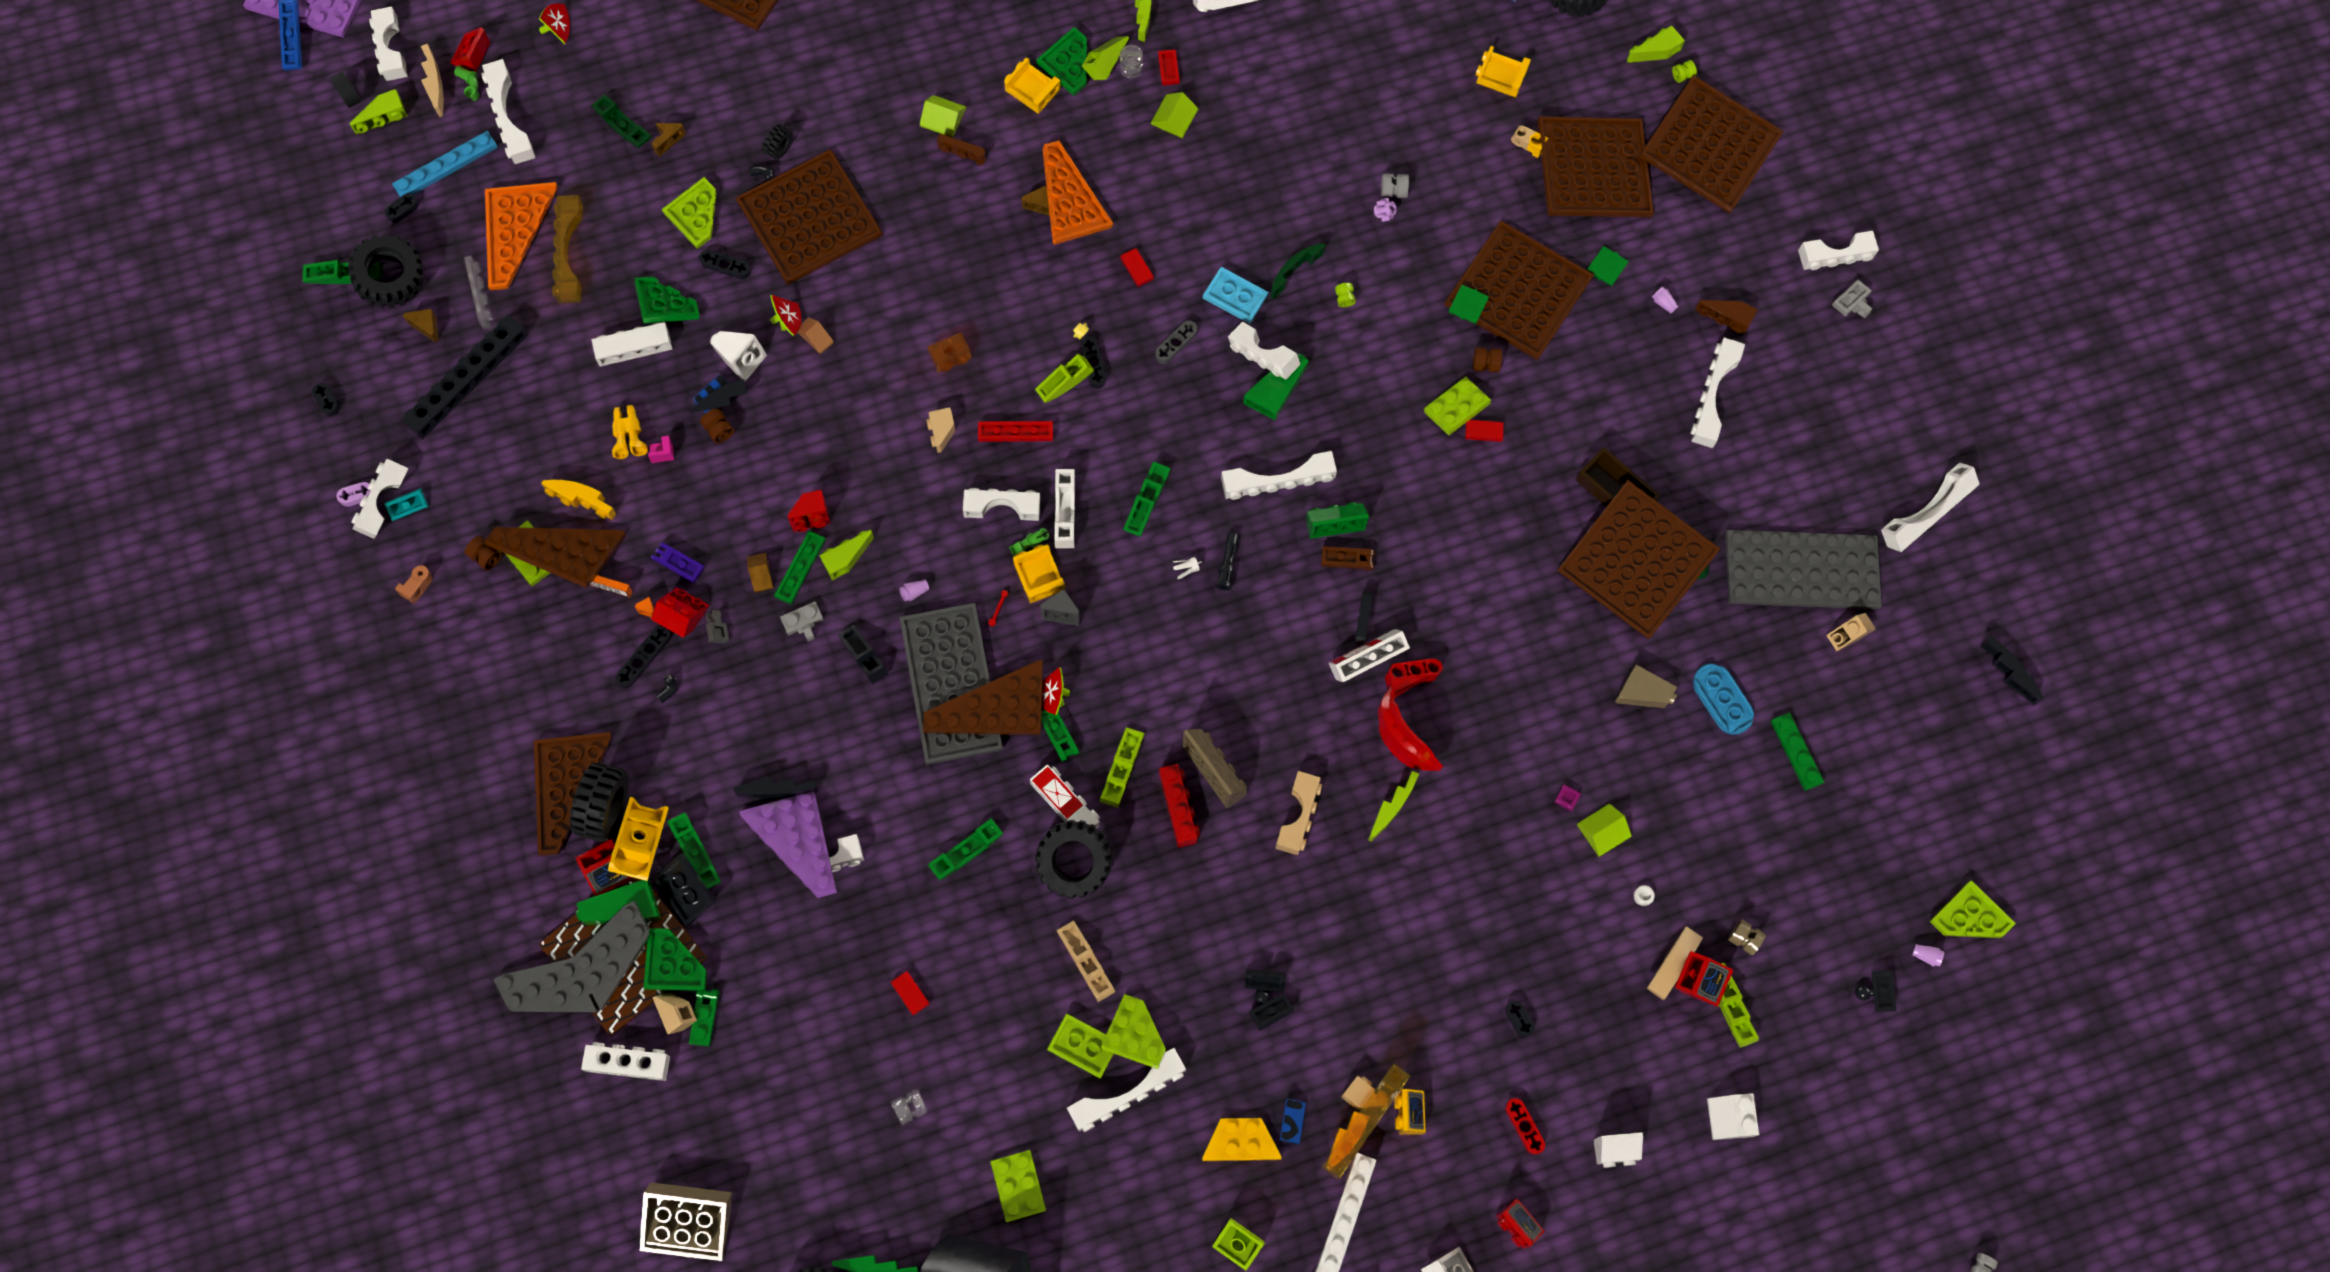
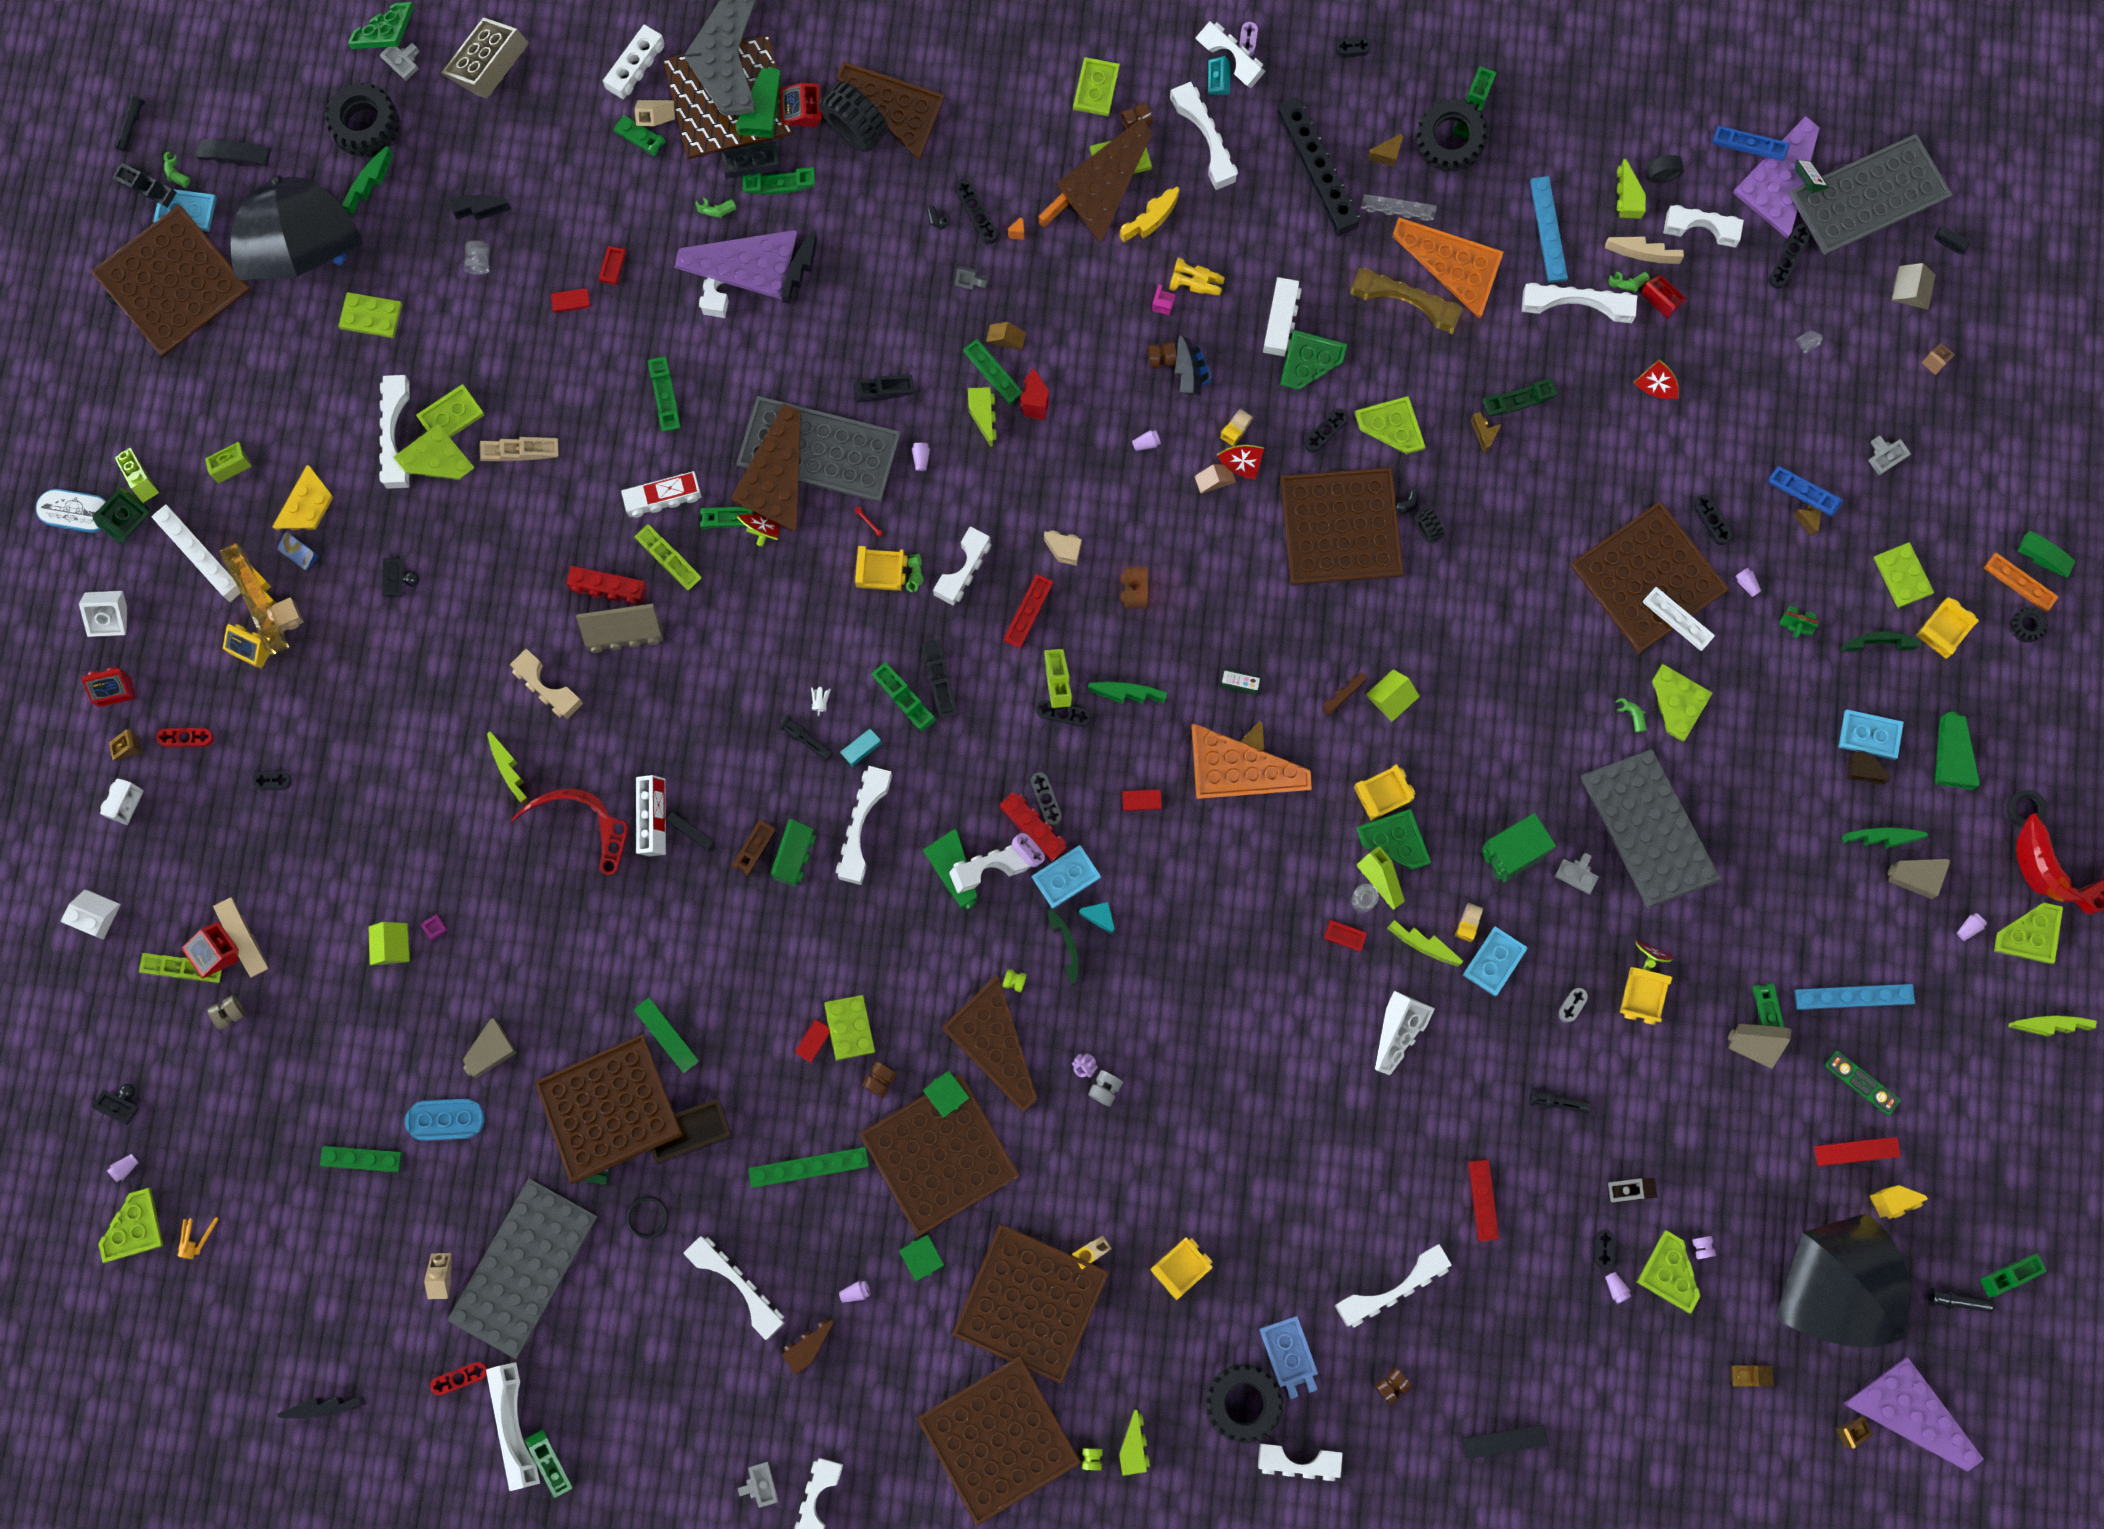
camera: 120 degrees right, 5 degrees up
(401, 208) = (1516, 177): black beam -> none
(416, 584) = (1135, 55): nougat leg -> none
(448, 513) = (1187, 103): none -> white arch
(464, 606) = (1096, 86): none -> lime plate
(636, 856) = (795, 124): yellow piece -> none
(671, 964) = (692, 125): green plate -> none
(678, 563) = (1048, 272): dark purple hinge -> none
(679, 612) = (1000, 255): red slope -> none
(739, 351) = (1224, 400): white slope -> none
(752, 899) = (716, 211): none -> bright green piece
(764, 335) = (1236, 427): none -> leg
(802, 620) = (941, 353): light grey hinge -> none
(805, 404) = (1147, 441): none -> lavender cone
(853, 1137) = (478, 205): none -> black slope
(854, 972) = (612, 265): none -> red tile
(991, 235) = (1240, 682): none -> slope
(1049, 321) = (1120, 691): none -> green slope
(1058, 880) = (589, 459): black tyre -> none
(1060, 609) = (831, 569): dark grey slope -> none
(1064, 508) = (938, 623): white arch -> none
(1080, 330) = (1100, 716): light yellow plate -> none
(1114, 477) = (939, 678): none -> black slope
(1175, 114) = (1288, 915): lime slope -> none
(1208, 338) = (1028, 822): none -> red brick
(1211, 512) = (861, 747): none -> slope
(1231, 328) = (1028, 850): none -> lavender beam
(1253, 253) = (1099, 915): none -> teal slope
(1265, 980) = (422, 586): black hinge -> none
(1404, 293) = (990, 1040): none -> reddish brown wing
(1548, 548) = (666, 1035): none -> green slope
(1565, 1179) = (125, 745): none -> pearl gold slope
(1588, 384) = (808, 1167): none -> green plate
(1644, 895) = (314, 946): white tile -> none
(1707, 476) = (664, 1223): none -> black tyre
(1911, 560) = (446, 1389): none -> red beam
(1938, 468) = (548, 1463): none -> green slope
(1957, 856) = (187, 1248): none -> light orange plant

